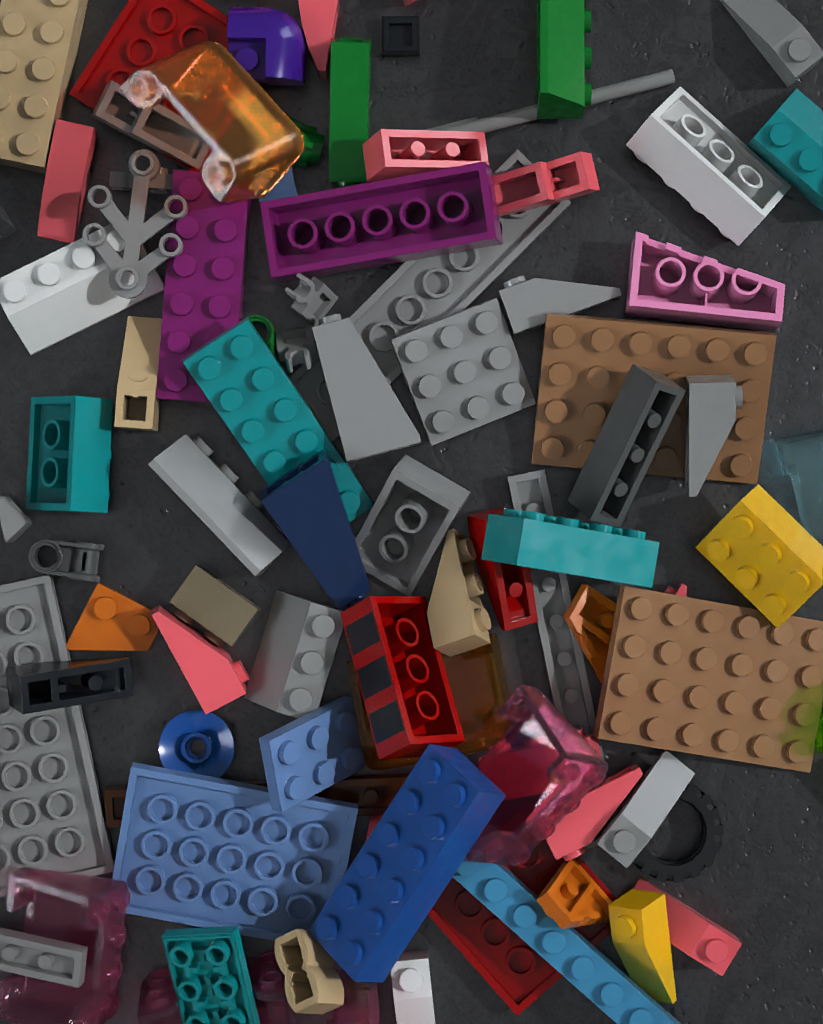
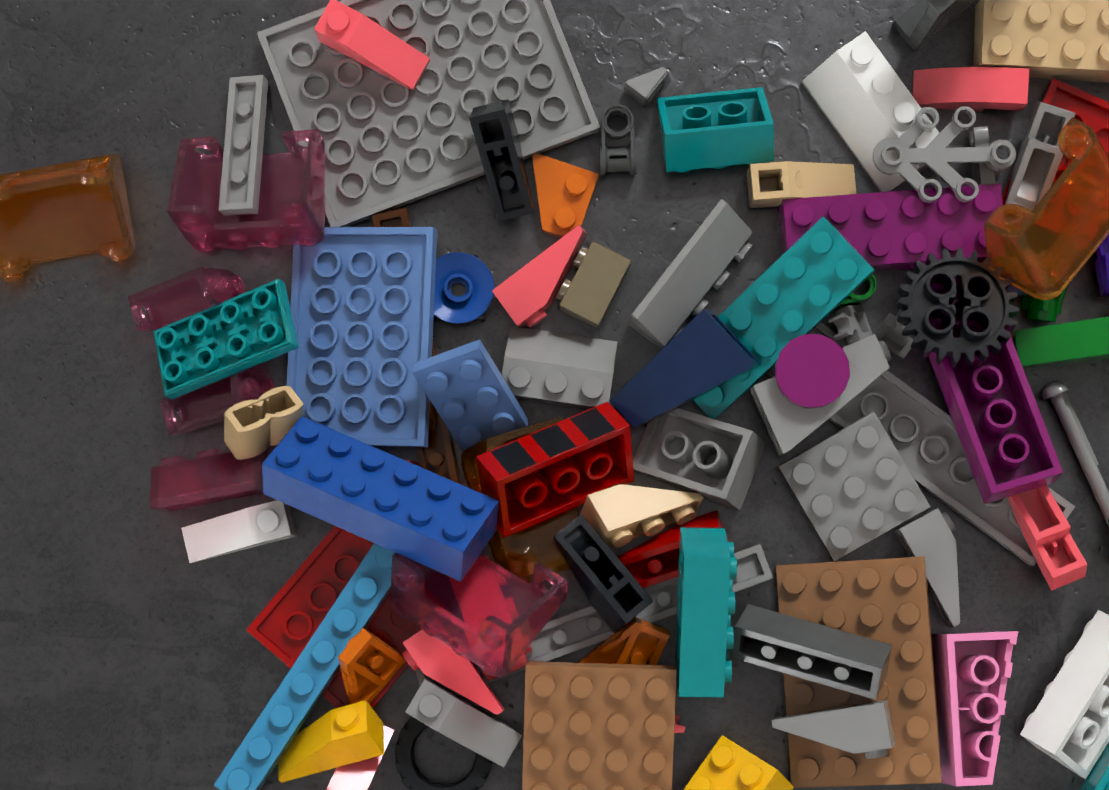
camera: 80 degrees right, 5 degrees down
(306, 206) = (991, 310): none -> black gear
(341, 398) = (812, 371): none -> magenta tile
(409, 152) = (1058, 400): coral brick -> none
(516, 647) = (601, 574): none -> black slope

